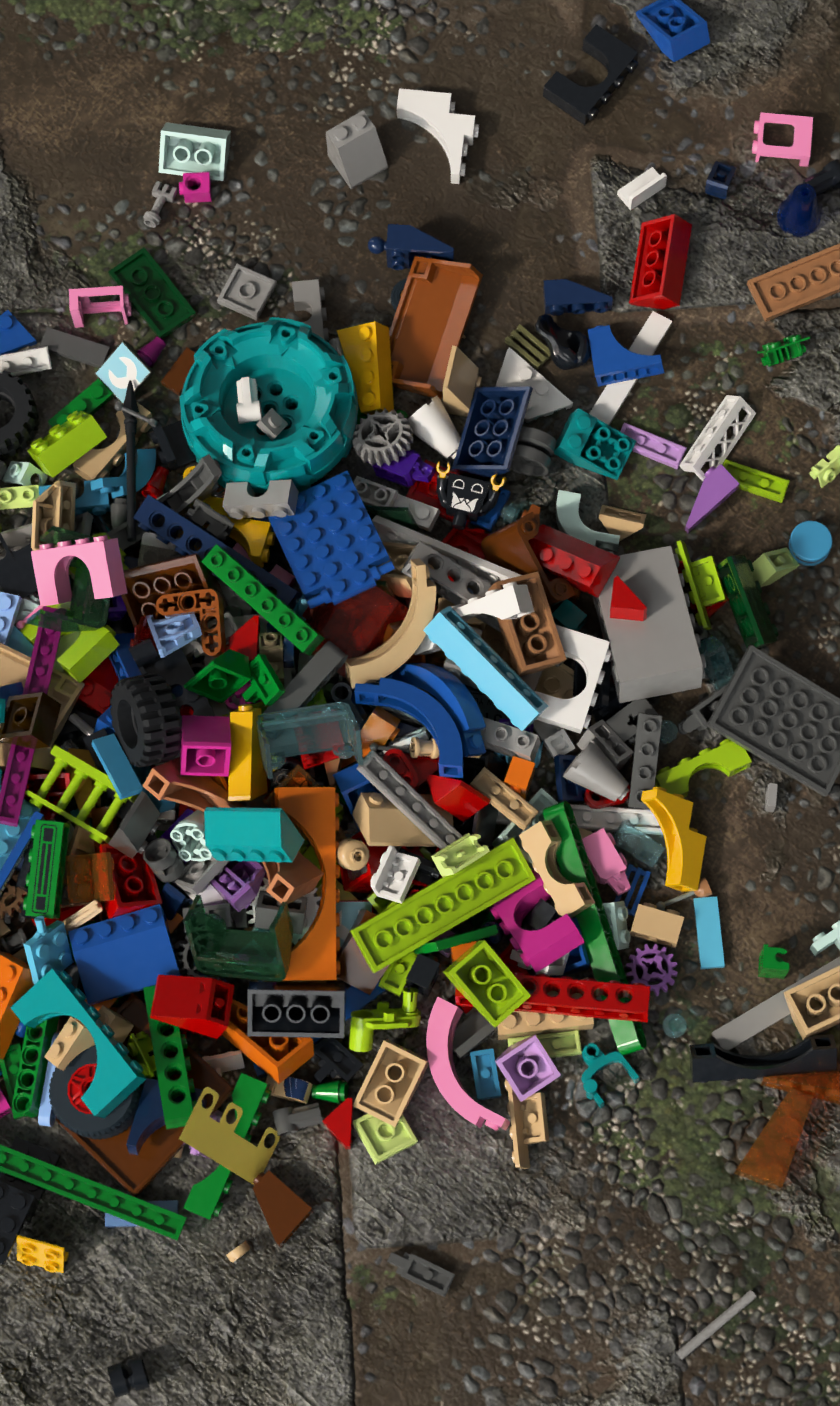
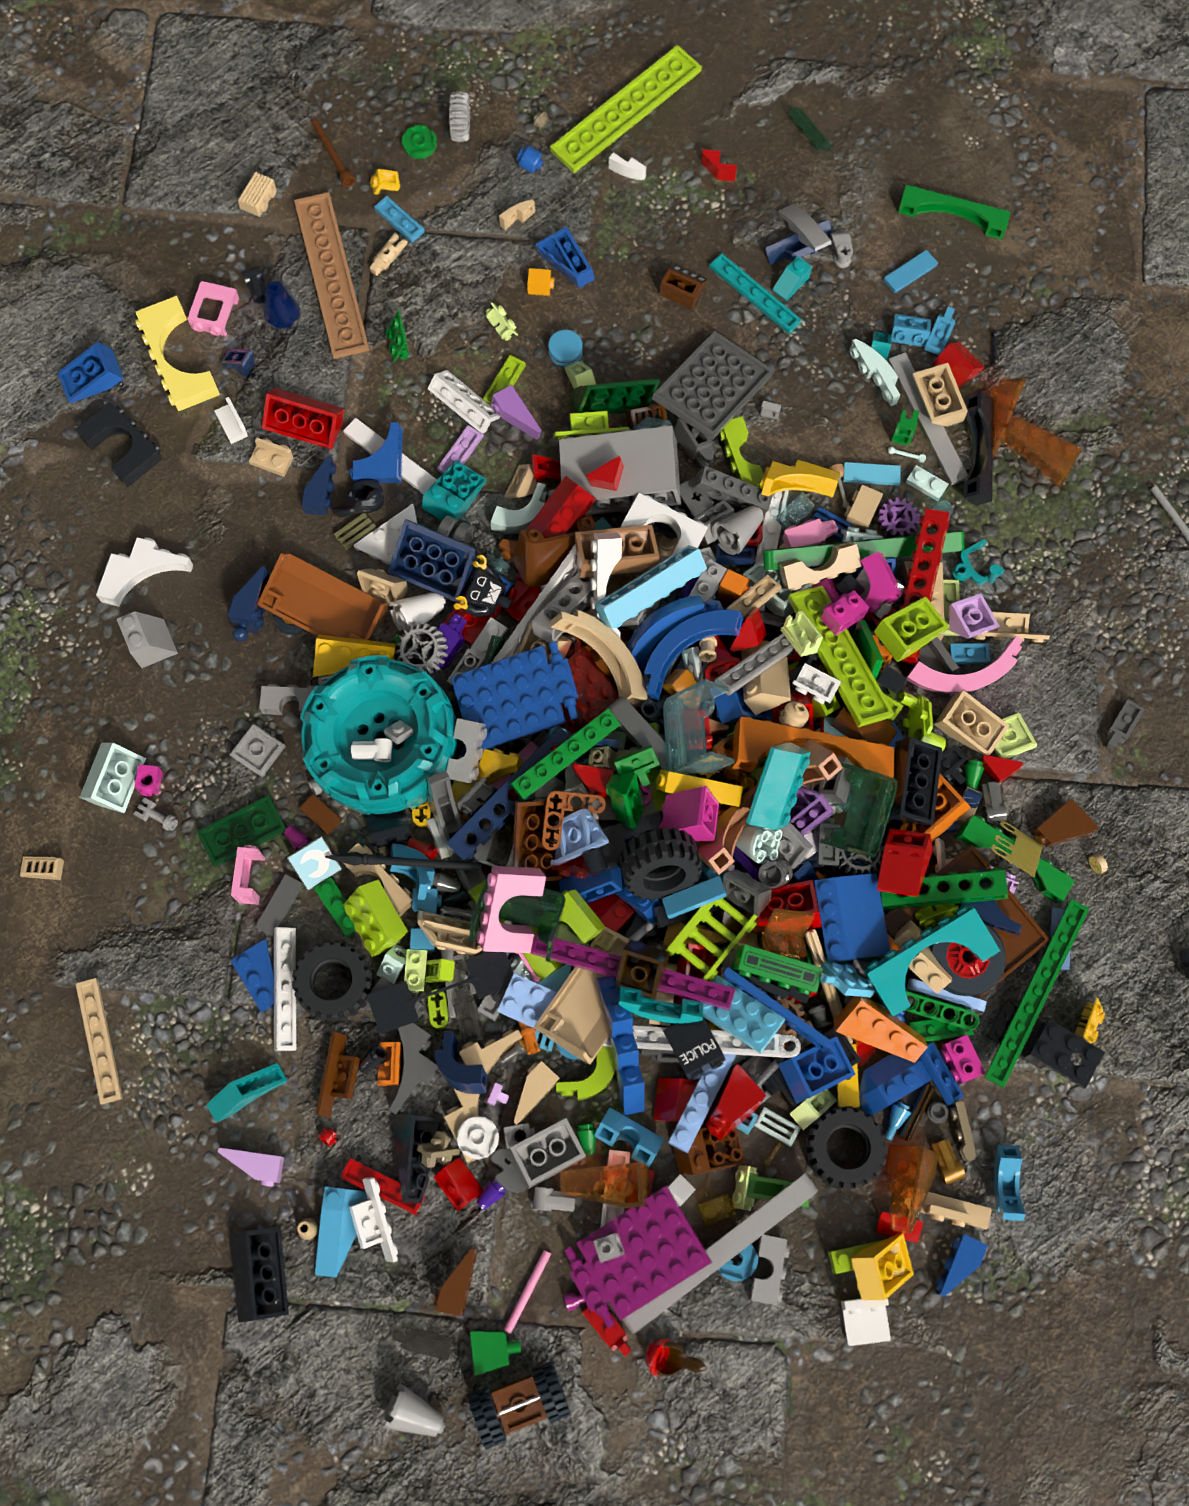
camera: 85 degrees left, 0 degrees up
(17, 521) = (439, 970): none -> lime slope
(86, 118) = (56, 871): none -> tan slope
(119, 406) = (350, 866): dark grey hinge -> none
(497, 902) = (844, 612): none -> dark pink brick
(604, 239) = (271, 457): none -> tan bracket
(640, 537) = (546, 468): none -> red slope
(708, 1002) = (927, 483): none -> light aqua plate
(739, 639) = (631, 418): none -> reddish brown slope
(743, 992) = (921, 458): none -> light aqua hinge
(748, 82) = (184, 388): none -> light yellow arch

